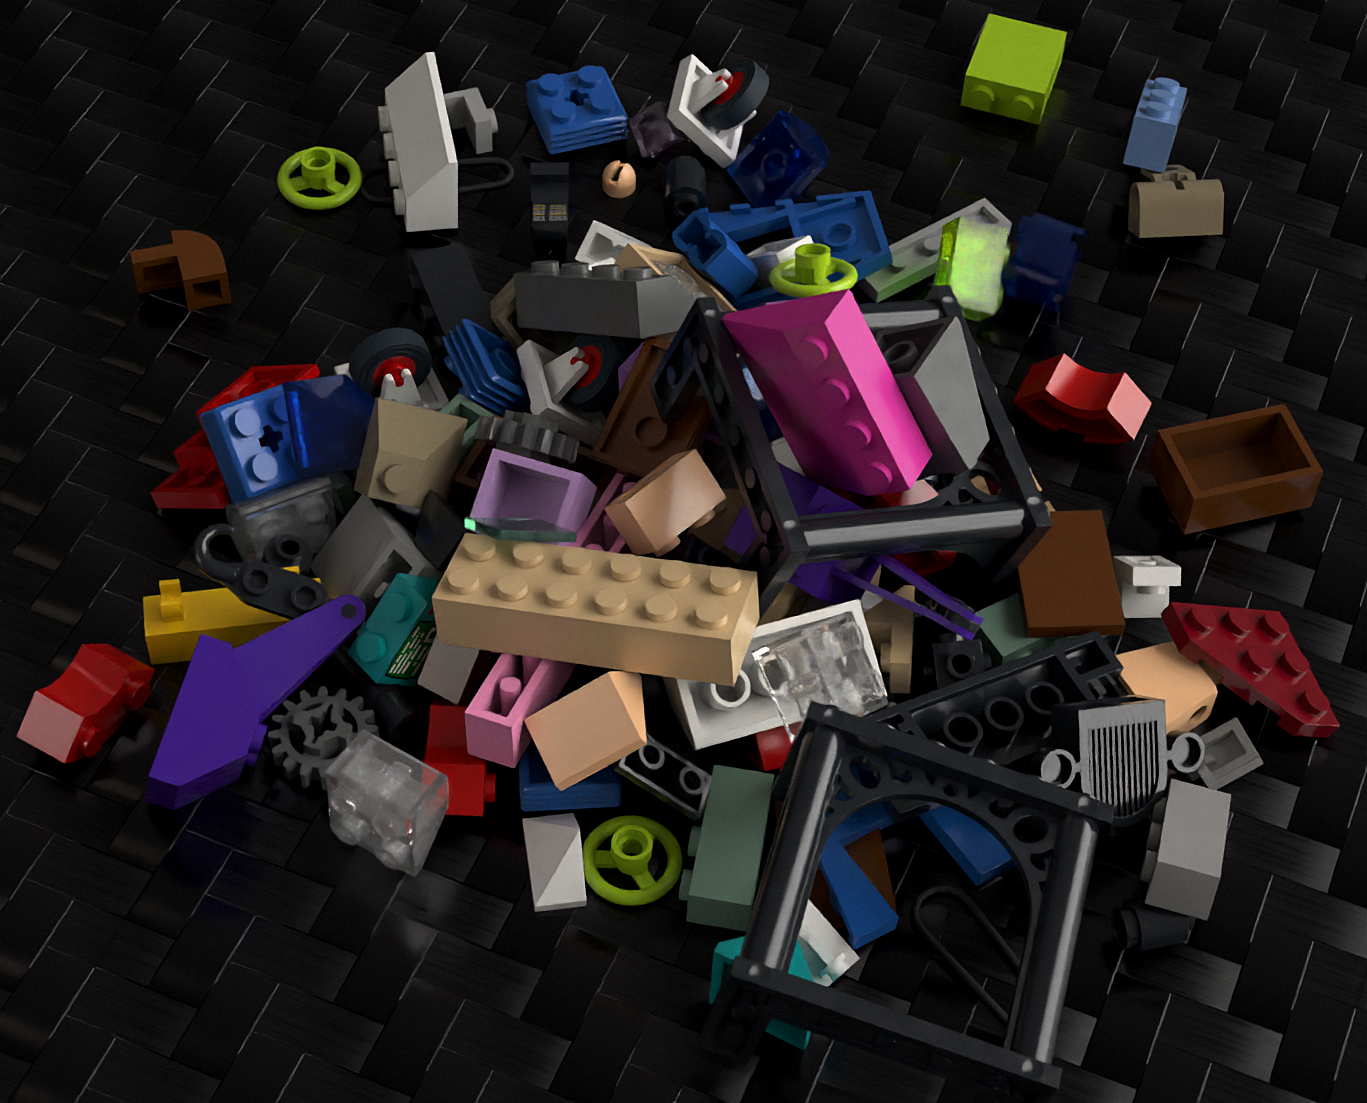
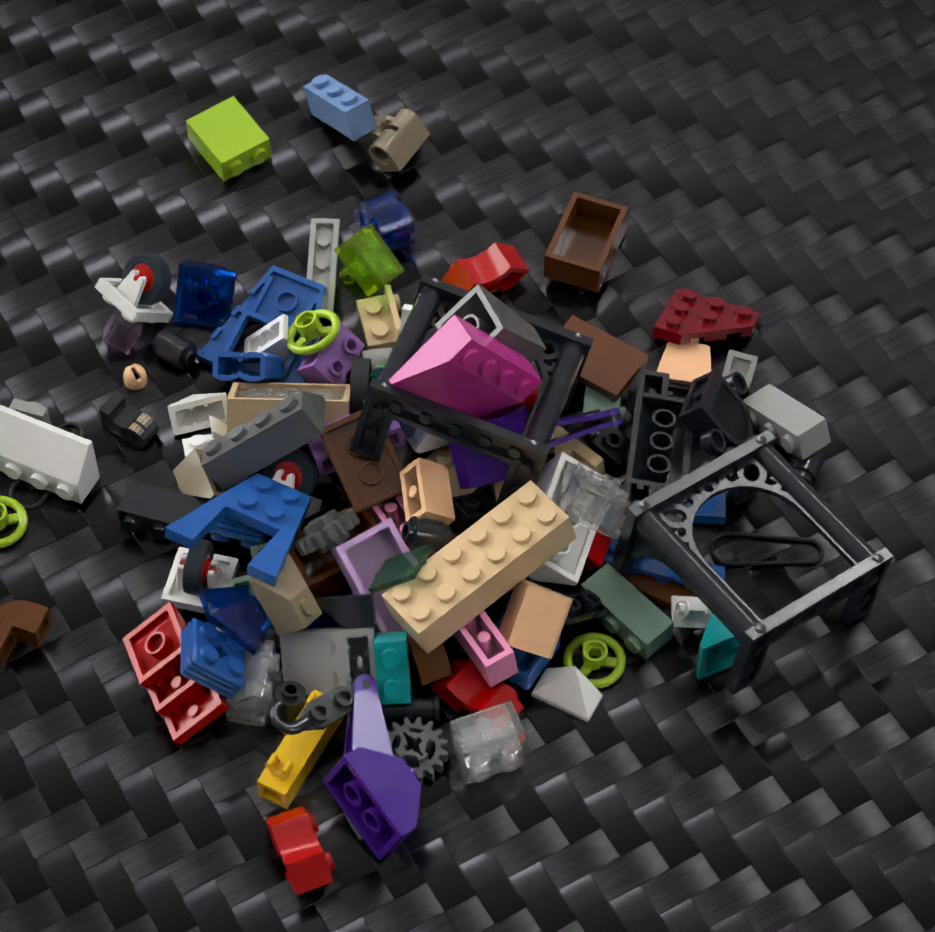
camera: 50 degrees left, 5 degrees up
(508, 359) = (258, 504): none -> blue wing
(576, 109) = (80, 359): blue brick -> none
(603, 527) = (424, 531): none -> black brick
(1145, 584) = (619, 323): white slope -> none

